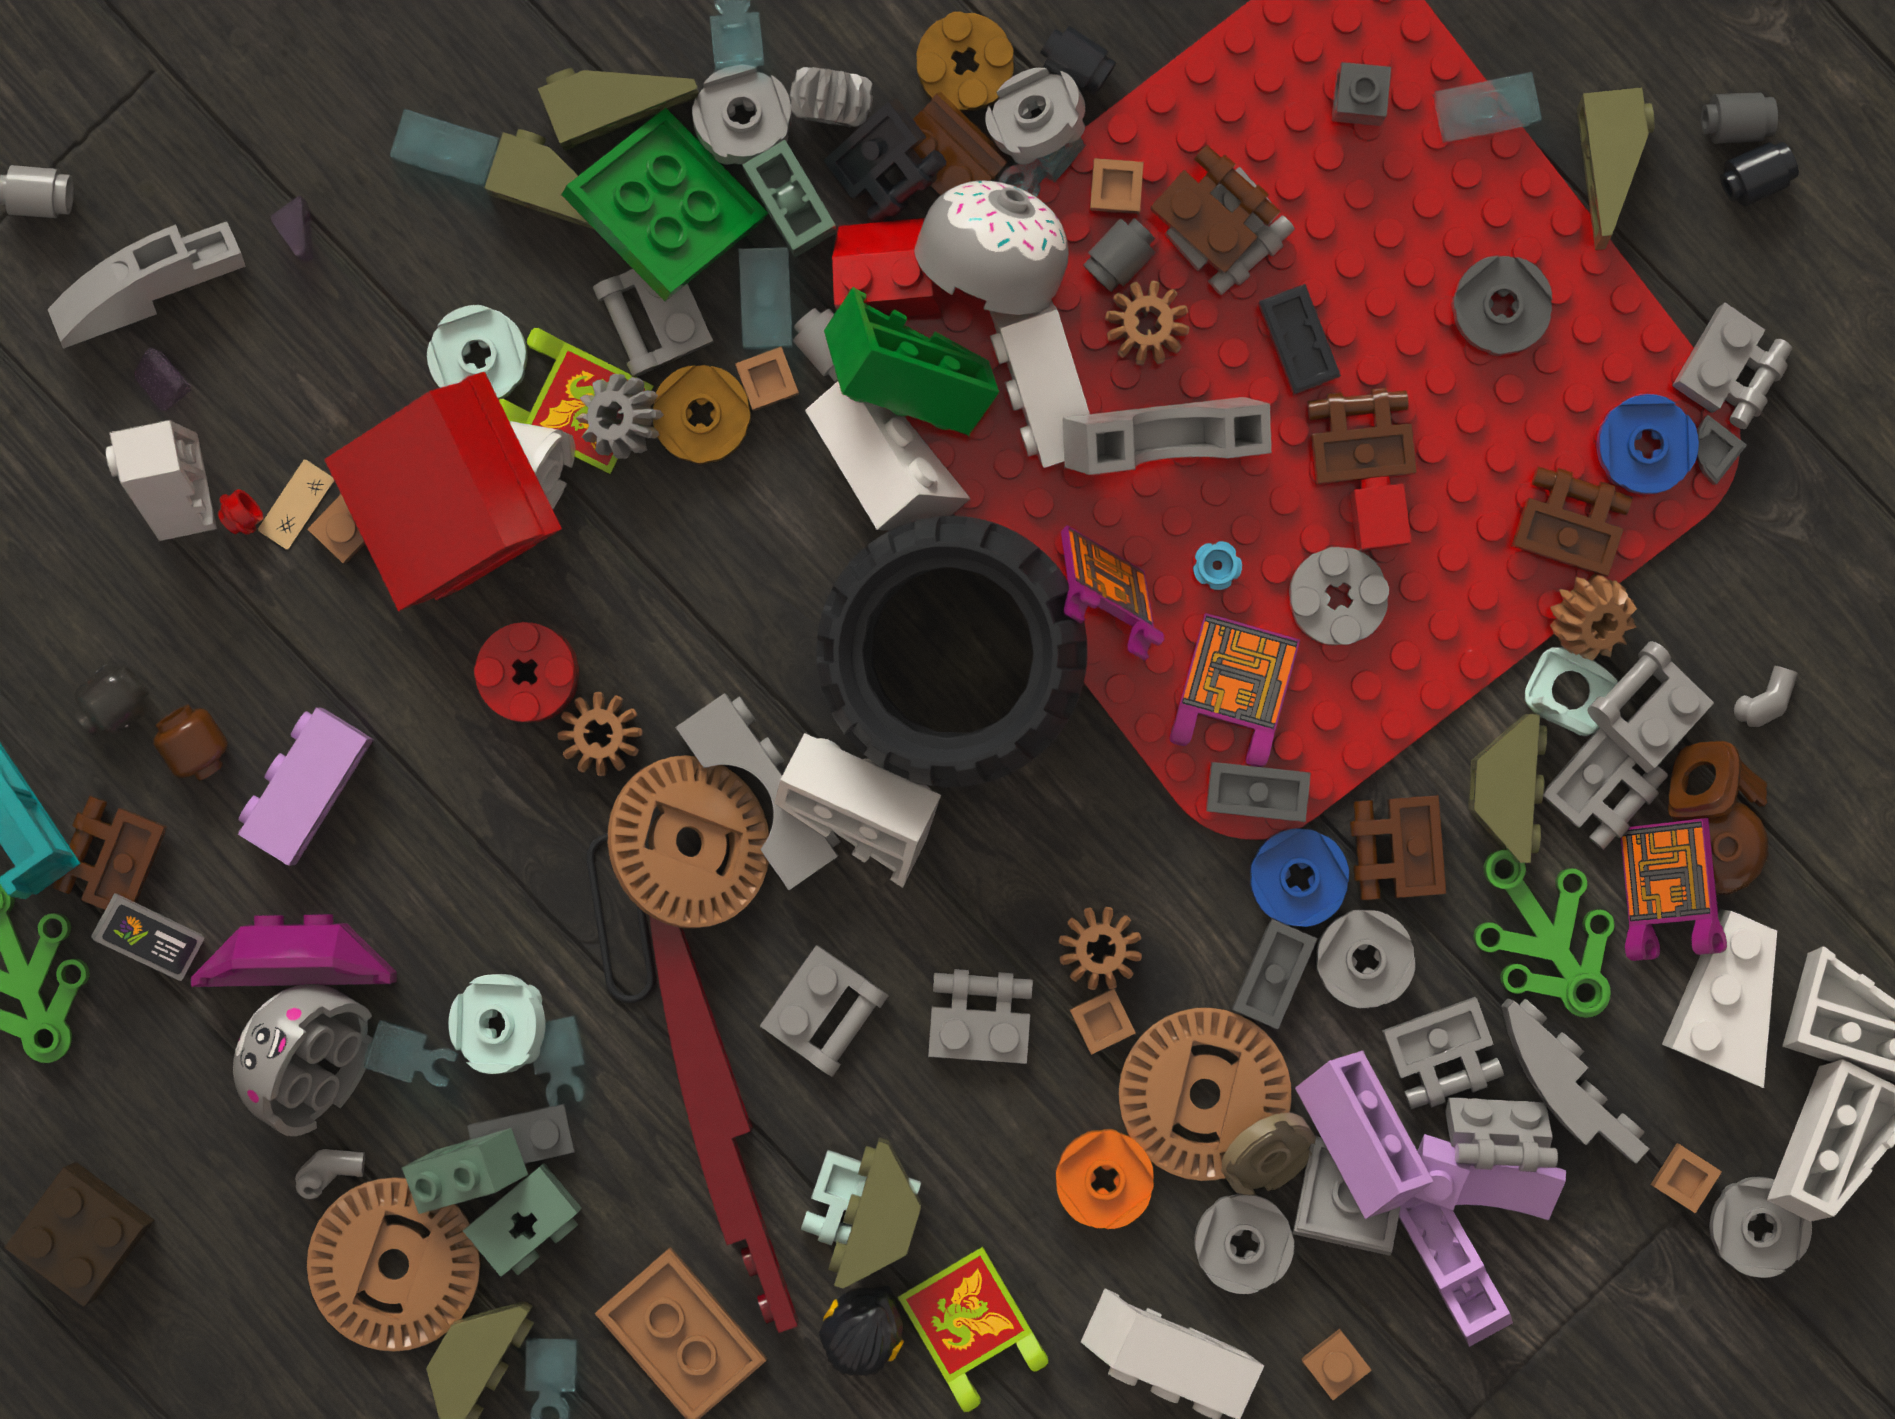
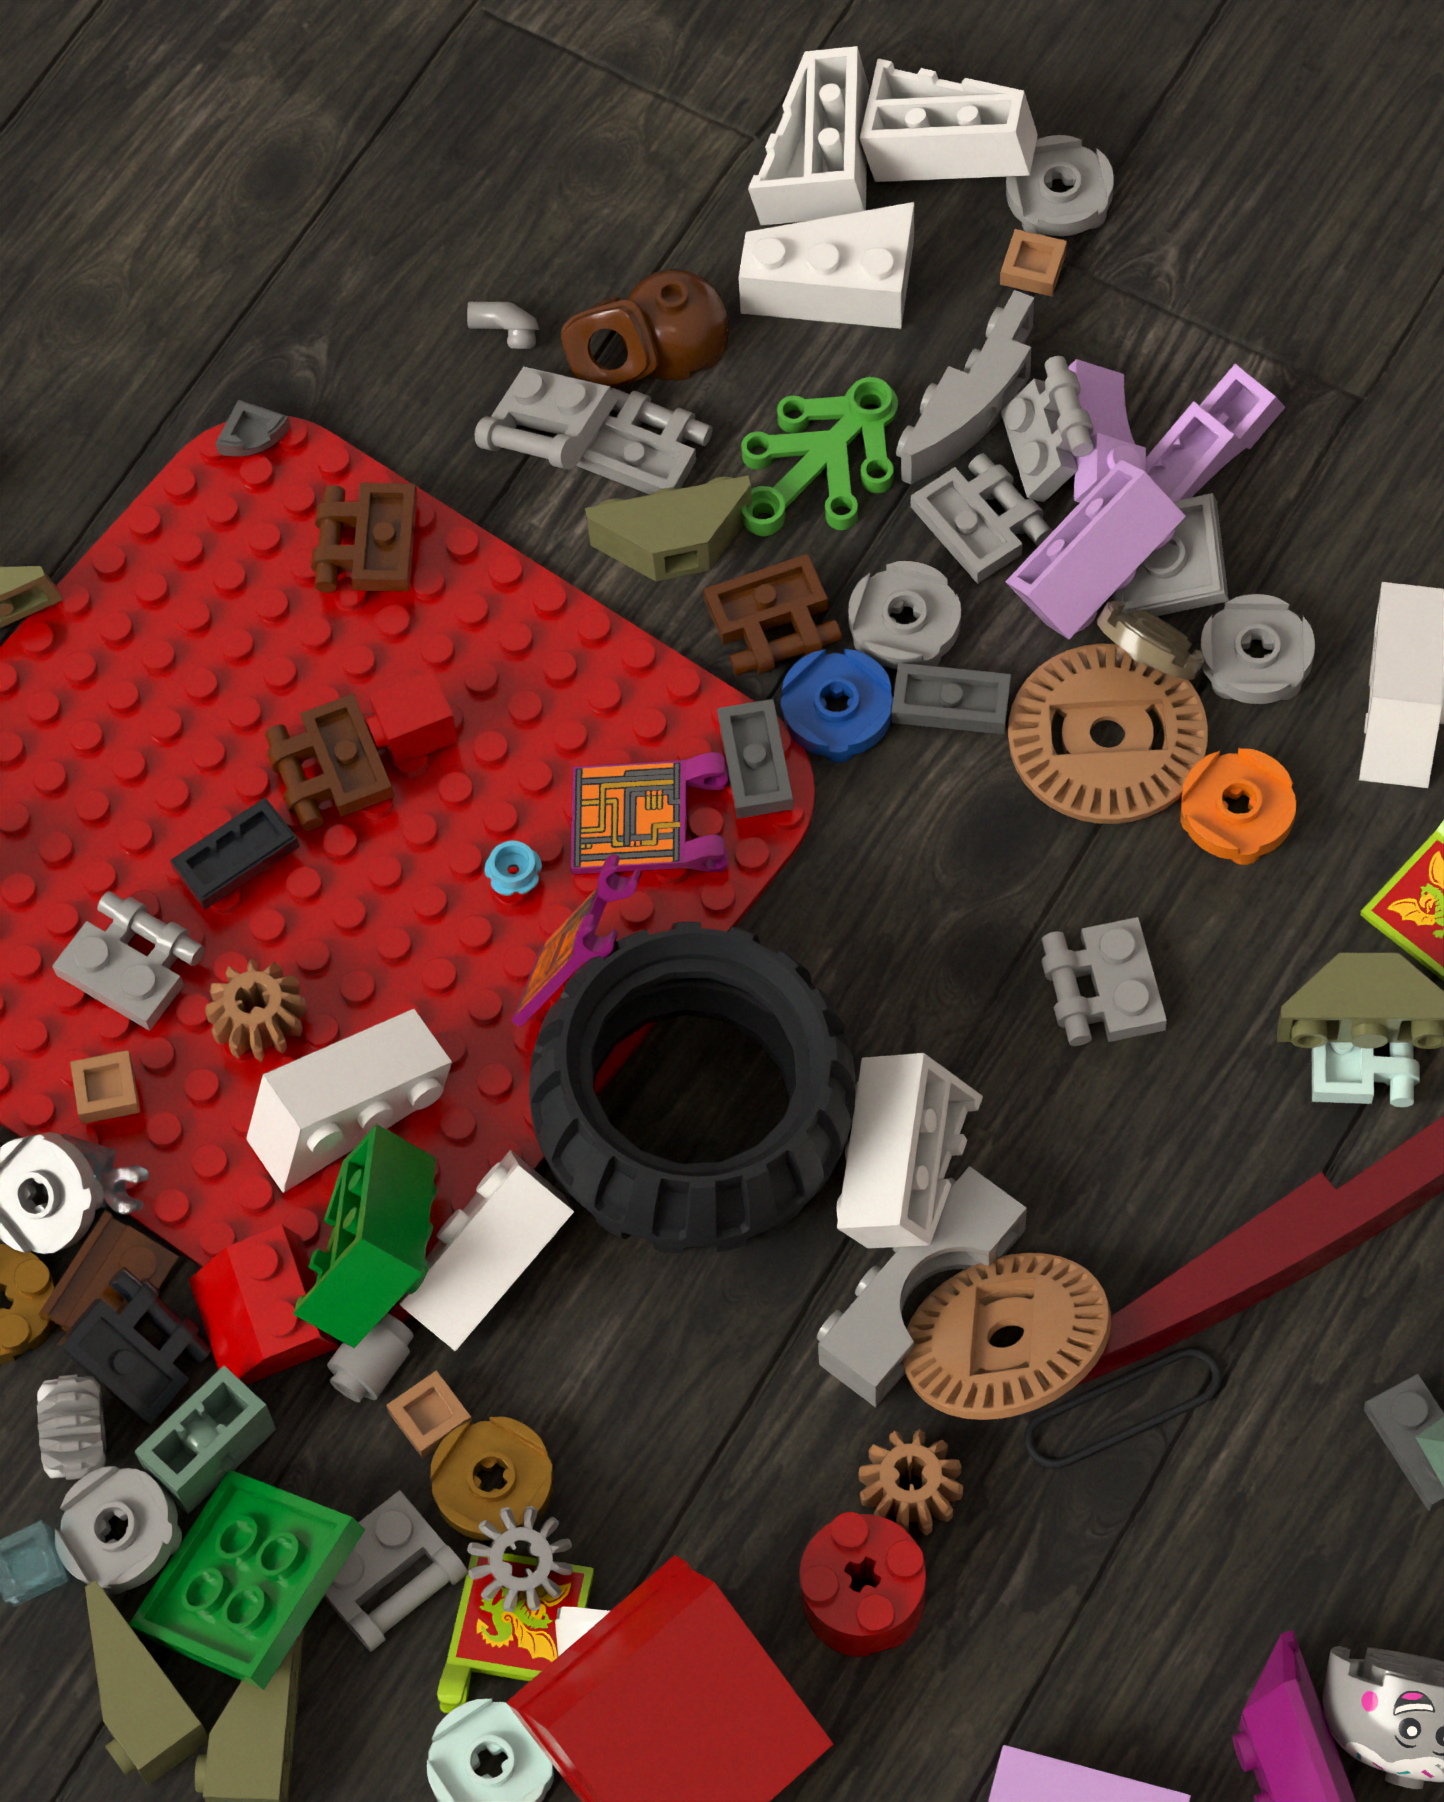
camera: 100 degrees left, 25 degrees down
(401, 1053) = (1372, 1606): clear light blue plate -> none
(523, 1019) = (1327, 1517): light aqua plate -> none
(558, 1054) = (1307, 1434): clear light blue plate -> none
(765, 298) = (332, 1443): clear light blue plate -> none
(810, 1000) = (1147, 1167): light grey plate -> none
(994, 246) = (204, 1170): light grey cylinder -> none
(1091, 934) = (1000, 862): medium nougat gear -> none
(1102, 1021) = (1063, 853): medium nougat plate -> none
(1120, 254) = (183, 1060): dark grey brick -> none
(1195, 429) = (395, 975): light grey arch -> none
(1206, 222) = (122, 977): reddish brown plate -> none
(1336, 1364) = (1353, 531): medium nougat plate -> none
(1366, 590) = (526, 767): light grey plate -> none
(1502, 276) = (149, 694): dark grey plate -> none
(1539, 689) = (539, 475): light aqua piece -> none
(1593, 616) = (464, 491): medium nougat gear -> none
(1666, 423) = (269, 517): blue plate -> none
(1668, 882) = (722, 349): flag -> none
(1718, 360) = (153, 453): light grey plate -> none

